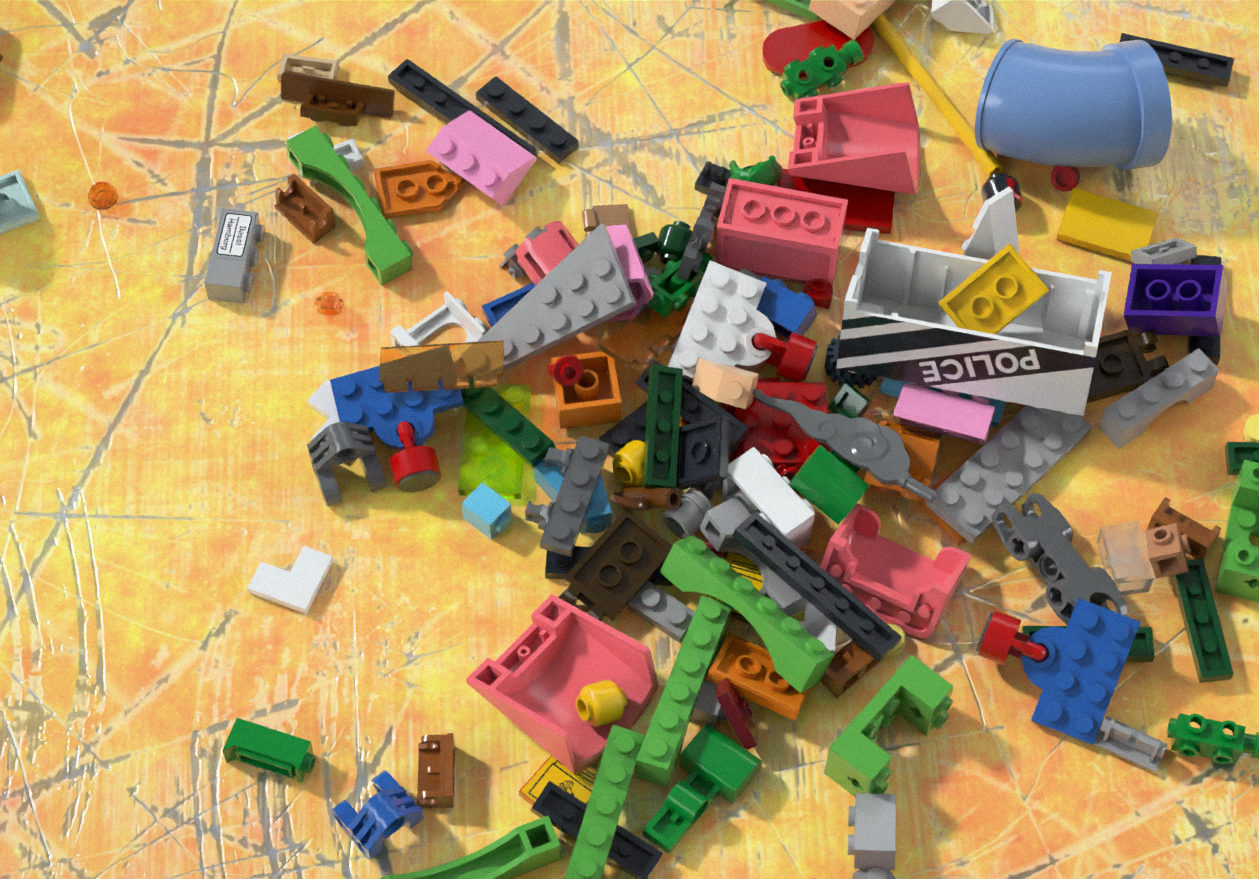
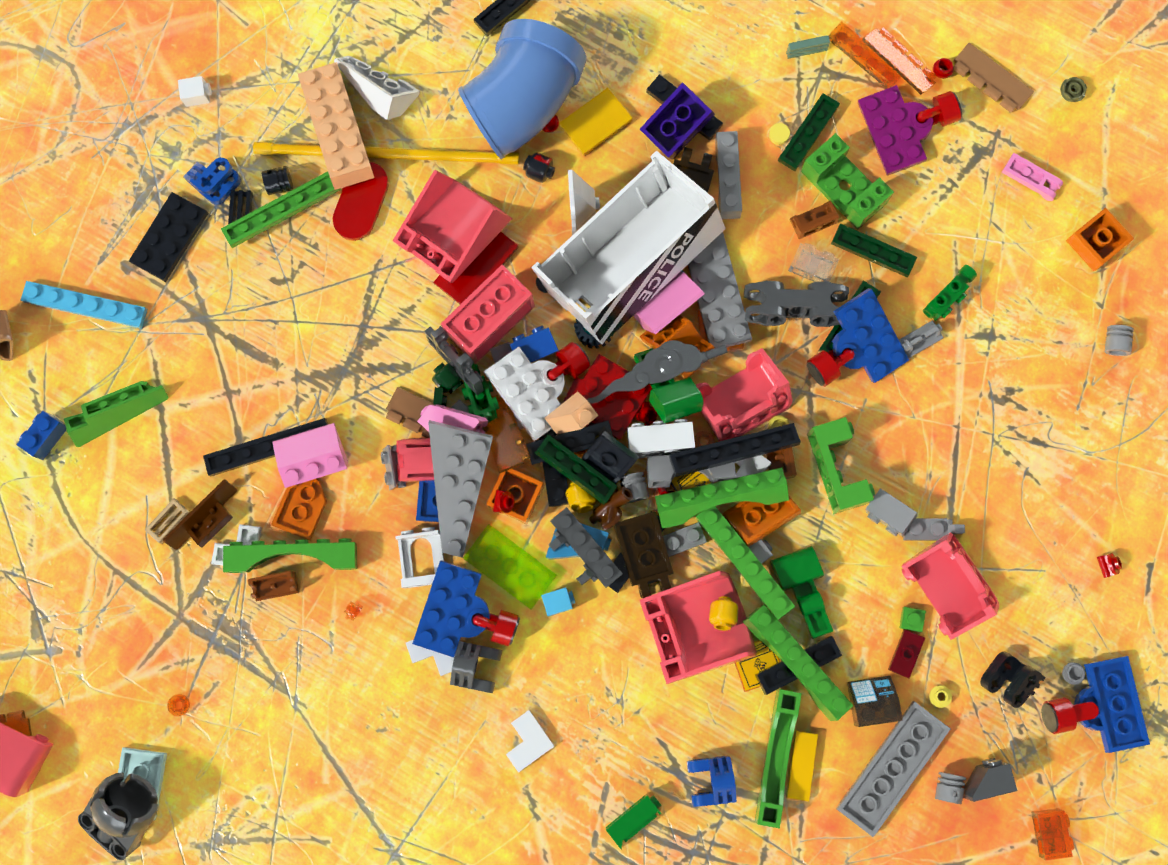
camera: 50 degrees left, 20 degrees up
(234, 256) = (279, 648): light grey brick -> none
(436, 771) = (704, 731): dark orange hinge -> none
(447, 362) = (454, 567): clear orange windscreen -> none
(507, 423) = (507, 556): dark green plate -> none
(527, 120) = (295, 408): black plate -> none
(709, 174) = (414, 325): black tile -> none
(738, 713) = (779, 543): dark red plate -> none
(762, 172) = (434, 301): green hair -> none
(817, 73) = (380, 215): green brick -> none
(820, 292) = (534, 317): red plate -> none
(850, 402) = (620, 349): dark green plate -> none
(994, 293) = (620, 225): yellow tile -> none
(1165, 252) = (639, 105): light grey plate -> none
(1167, 550) = (827, 239): nougat brick -> none

